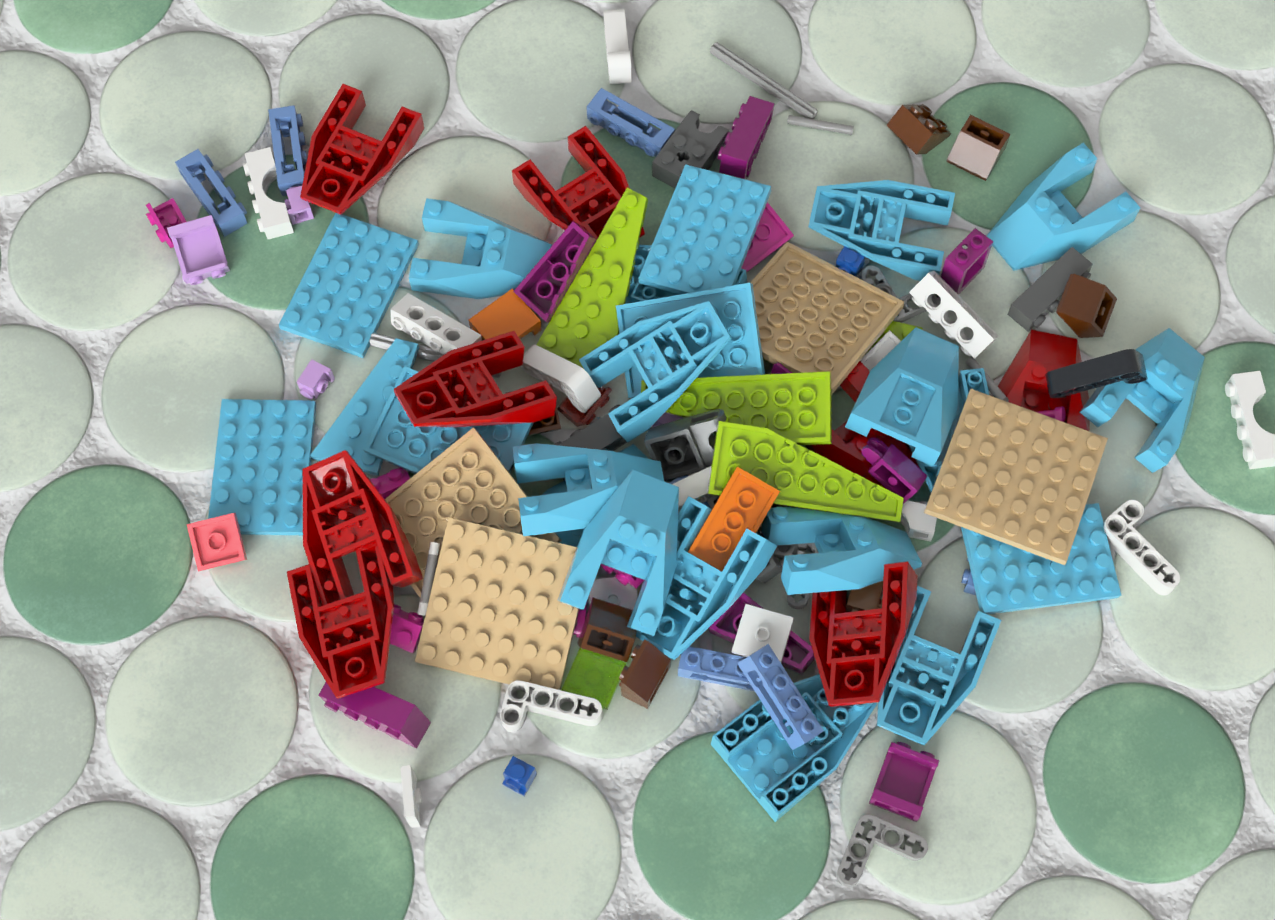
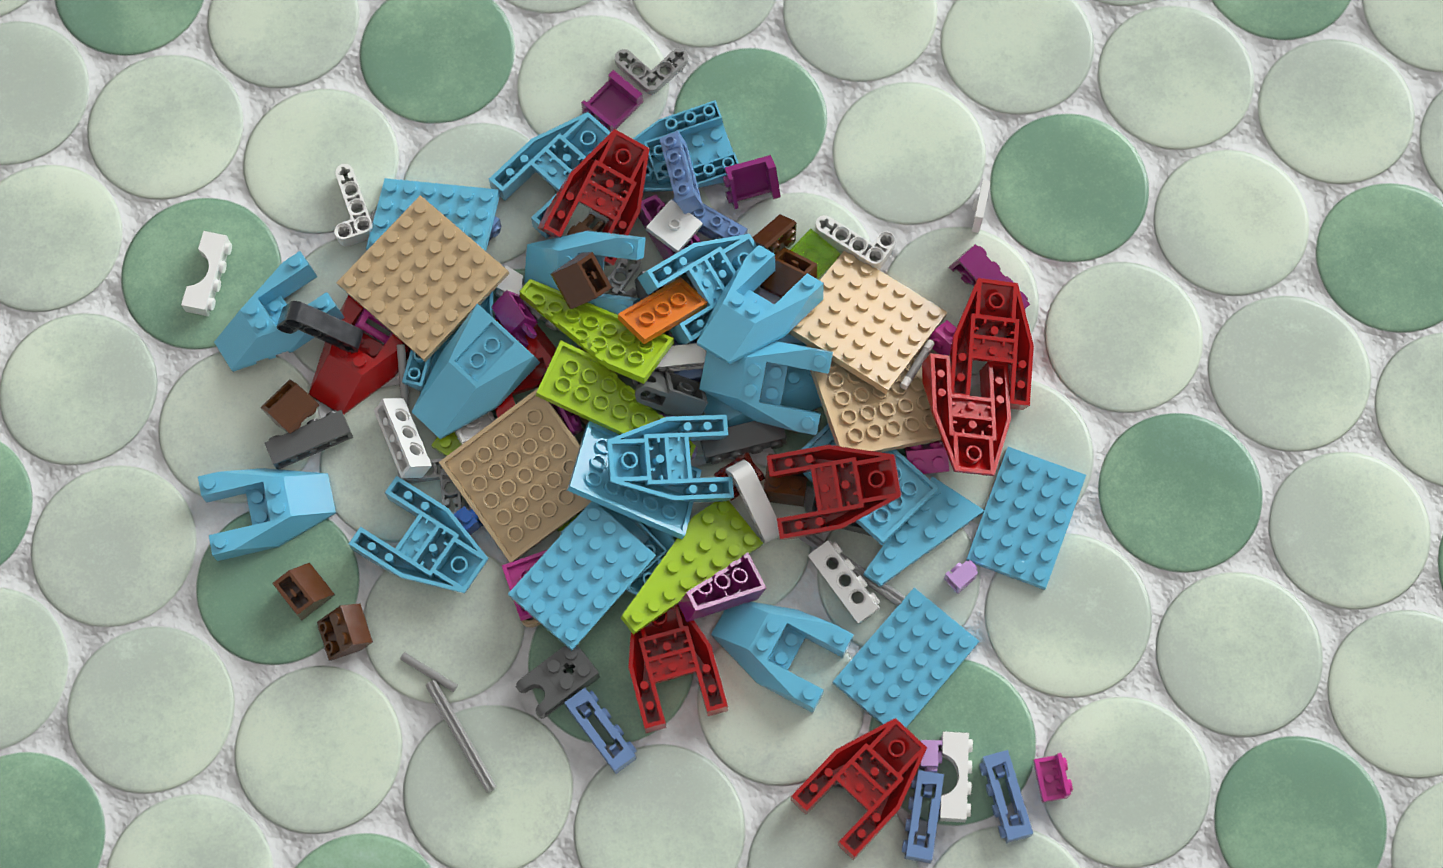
camera: 160 degrees left, 5 degrees up
(199, 250) = (1032, 734): lavender panel -> none
(216, 541) = (1080, 457): coral plate -> none
(505, 315) = (784, 568): orange panel -> none
(519, 776) = (894, 199): blue brick -> none
(617, 46) = (581, 818): white beam -> none
(698, 733) = (751, 180): none -> magenta panel
(745, 140) = (504, 671): magenta wedge -> none
(838, 518) = (581, 280): none -> reddish brown slope
(965, 264) = (368, 475): magenta window -> none

